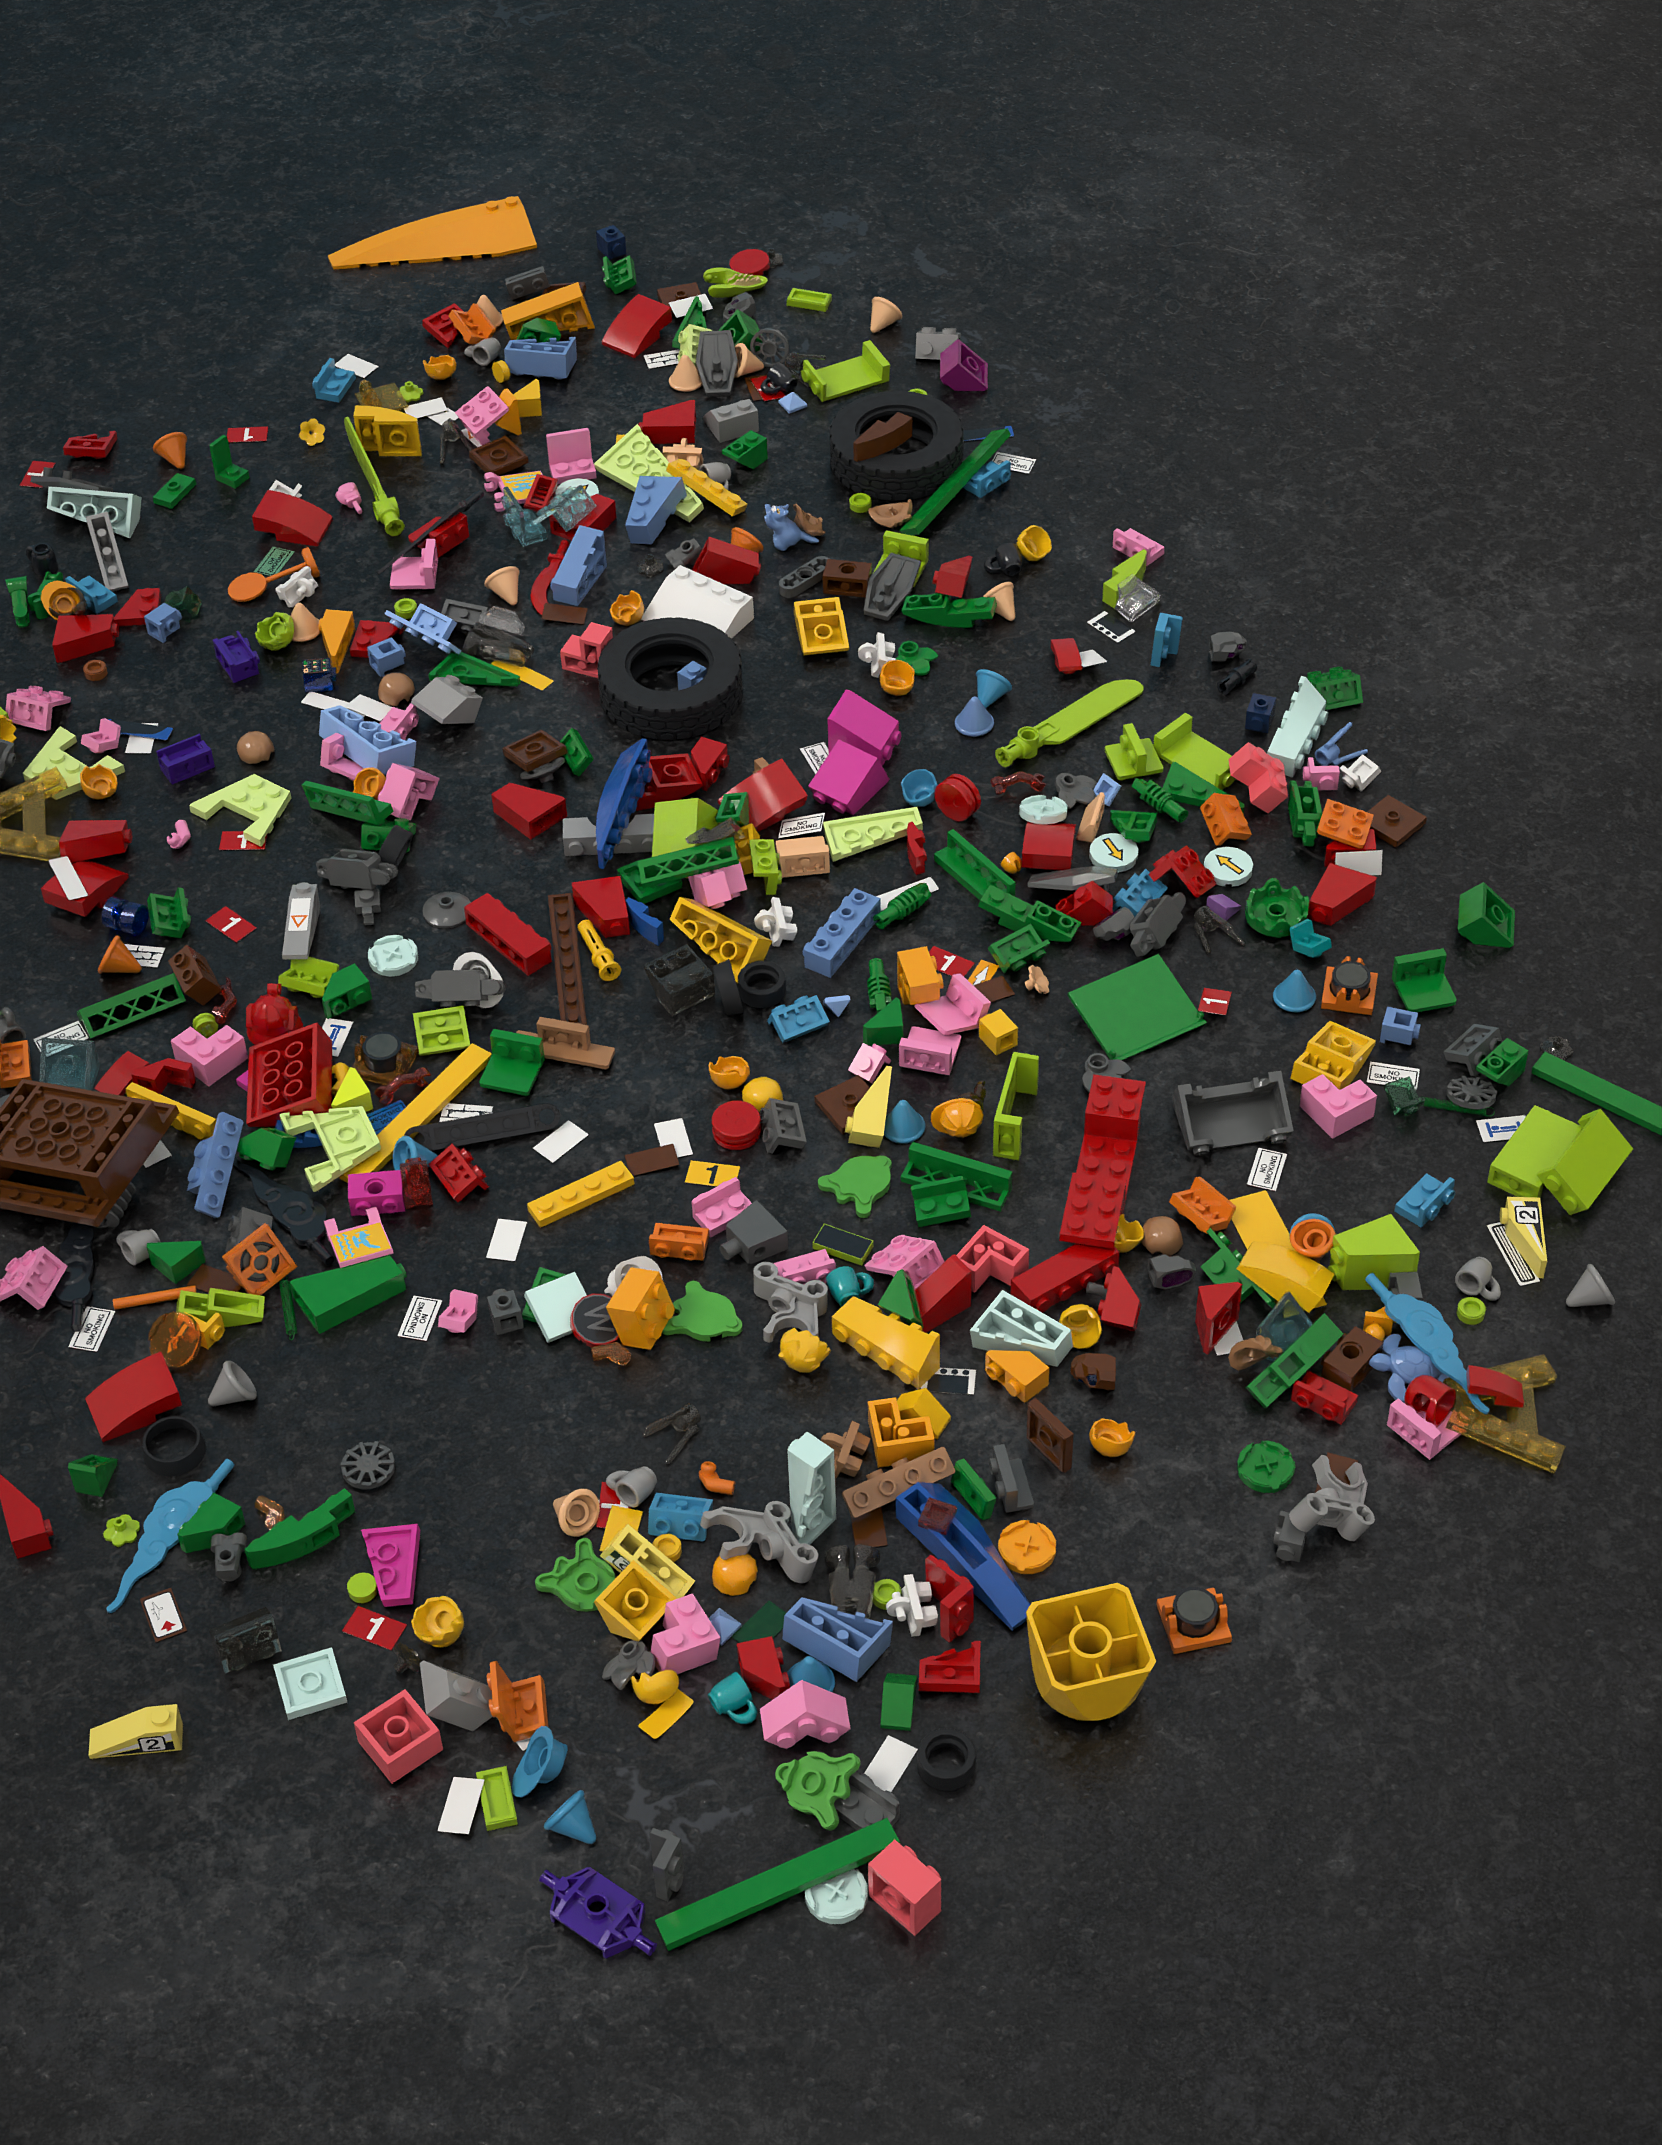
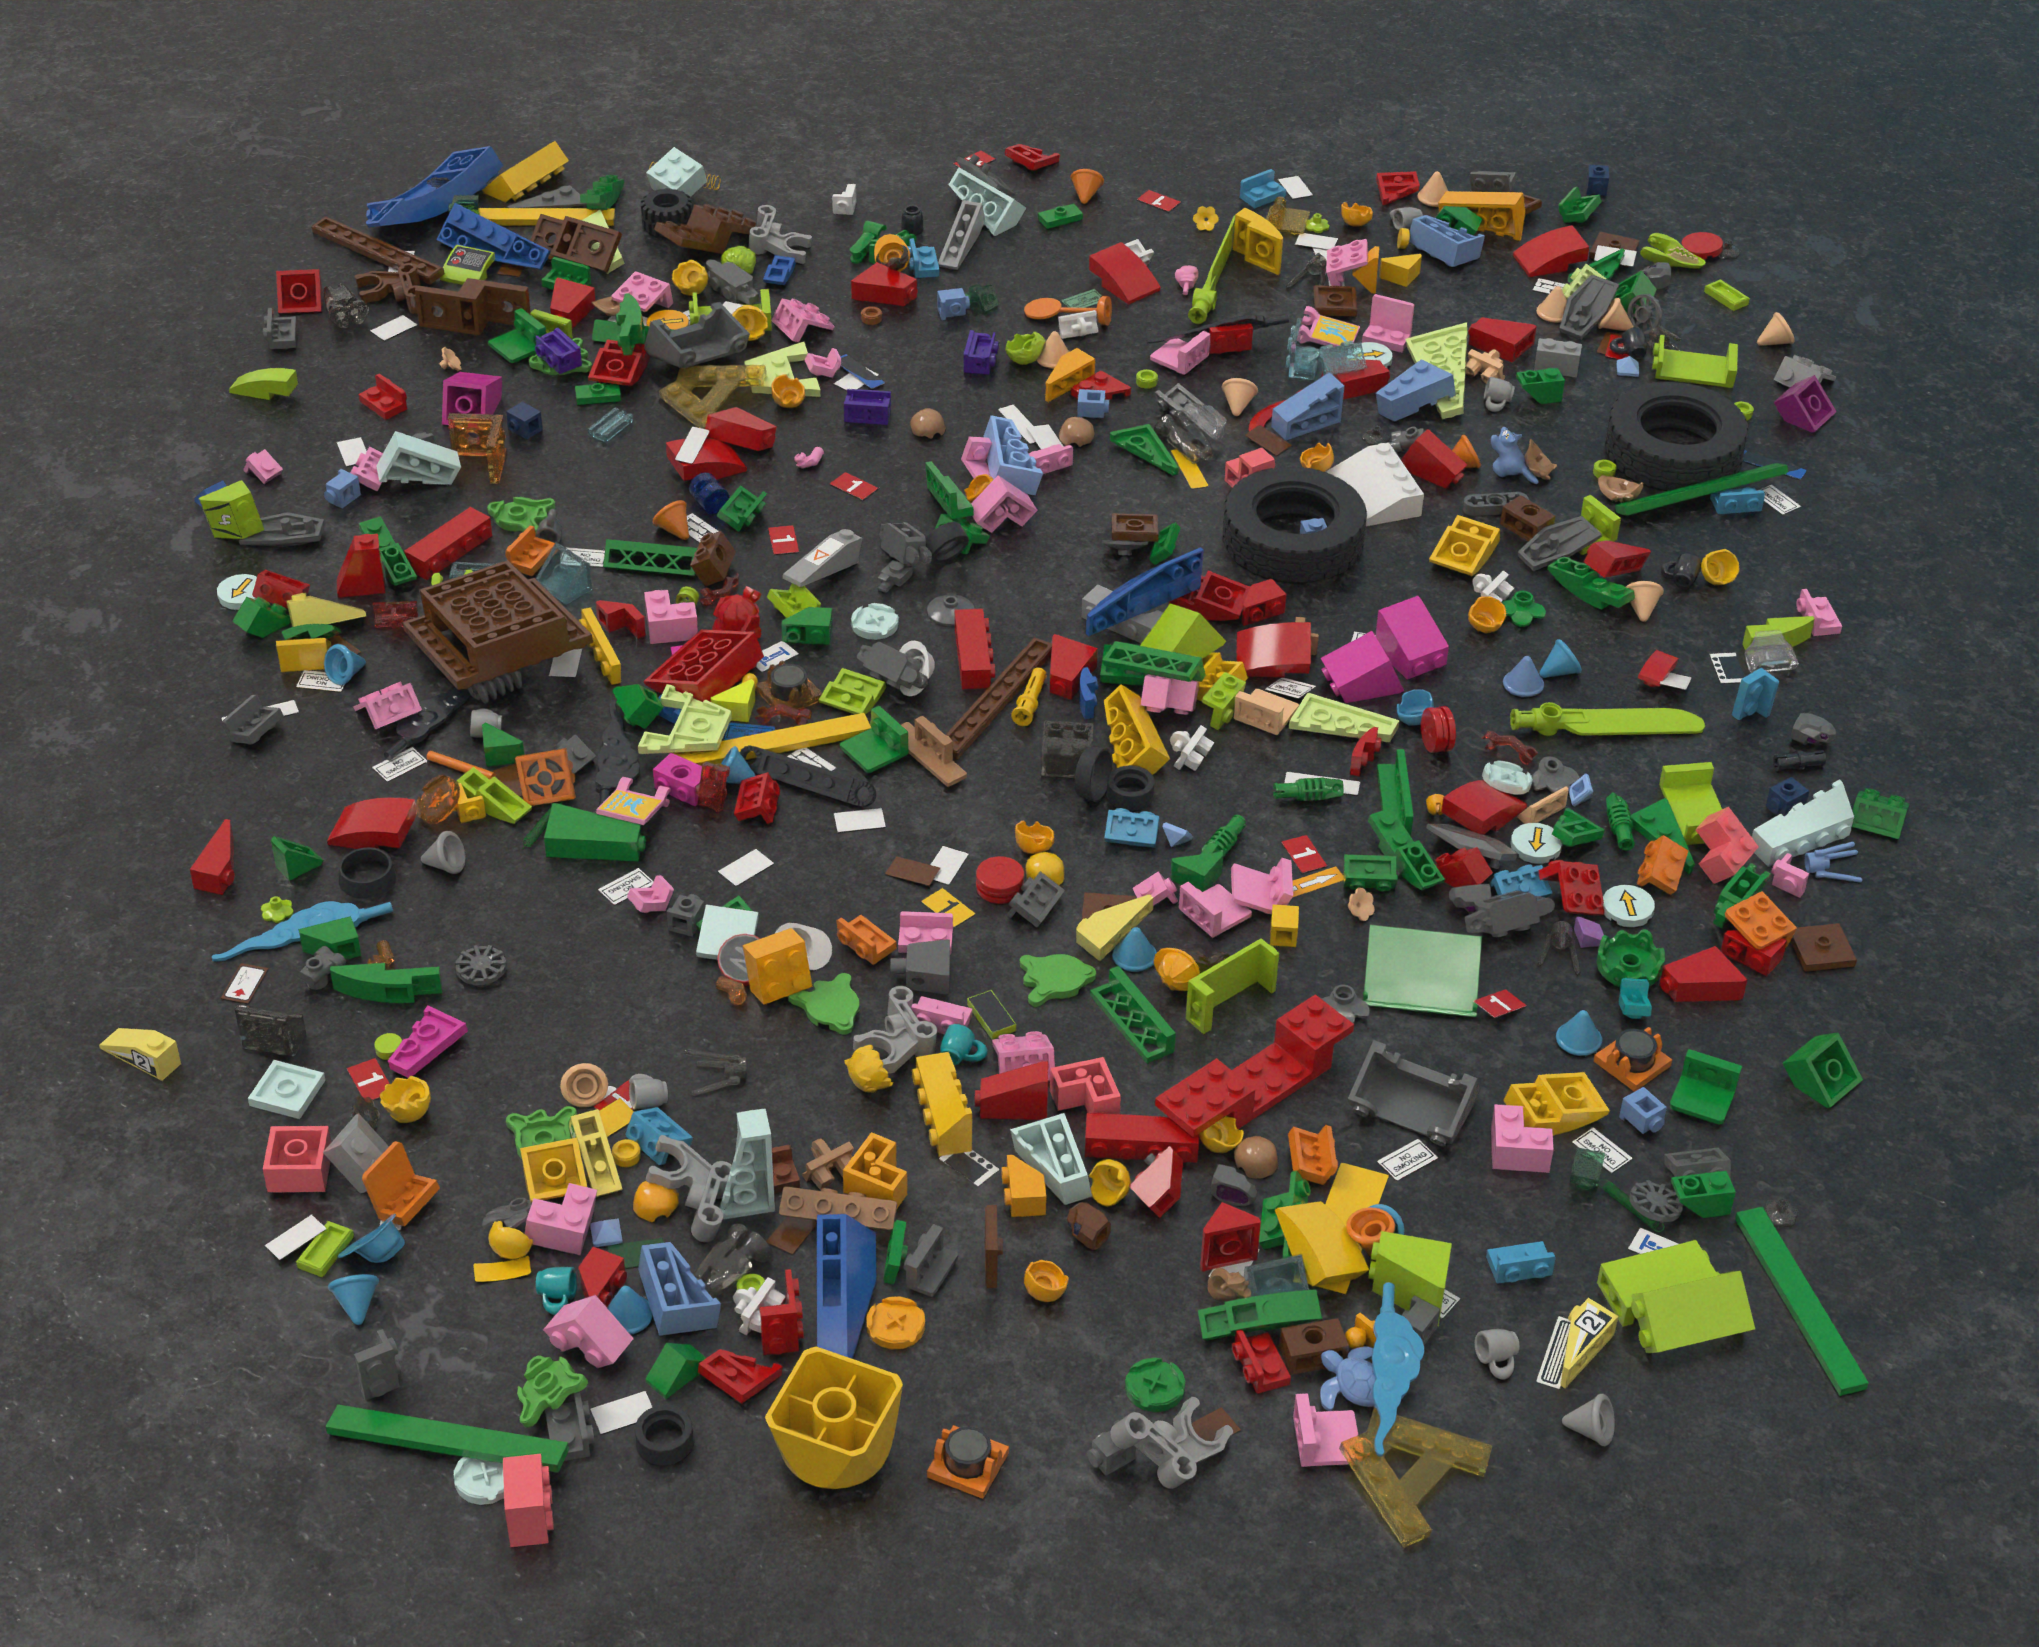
camera: 35 degrees right, 5 degrees down
(119, 1074) = (589, 598): red slope -> none
(138, 606) = (949, 282): red wing -> none
(214, 1165) = (588, 696): medium blue bracket -> none
(224, 469) = (1112, 210): green bracket -> none
(252, 798) = (887, 459): yellowish green wing -> none
(318, 675) = (1026, 393): clear blue brick -> none
(429, 624) = (1141, 397): light blue bracket -> none
(448, 701) = (1100, 457): light grey slope -> none
(472, 324) = (1412, 192): orange bracket -> none
(480, 229) = (1496, 126): light orange wedge -> none
(528, 808) = (1085, 566): red slope -> none
(545, 483) = (1343, 332): red slope -> none
(580, 1194) = (832, 864): yellow plate -> none
(611, 1929) = (309, 1389): dark purple plate -> none
(707, 487) = (1478, 396): yellow plate -> none
(712, 1481) = (709, 1125): orange arm -> none
(726, 829) = (1210, 652): clear smoke slope -> none
(734, 806) = (1236, 646): green slope -> none
(841, 933) = (1234, 783): medium blue brick -> none
(882, 437) = (1654, 418): reddish brown slope -> none
(901, 1299) = (978, 1073): green slope -> none
(918, 976) = (1253, 844): light orange brick -> none
(922, 1404) = (921, 1174): yellow slope -> none
(937, 1516) = (831, 1247): clear red tile -> none
(941, 1201) = (1100, 1025): green bracket -> none
(995, 989) = (1315, 893): reddish brown sticker -> none
(1133, 755) = (1632, 776): lime bracket -> none
(1360, 773) = (1829, 893): white bracket -> none
(1363, 861) = (1750, 962): white sticker -> none
(1430, 1396) = (1343, 1409): red helmet -> none
(1471, 1310) = (1467, 1373): lime tile -> none
(1493, 1383) = (1411, 1441): red slope -> none

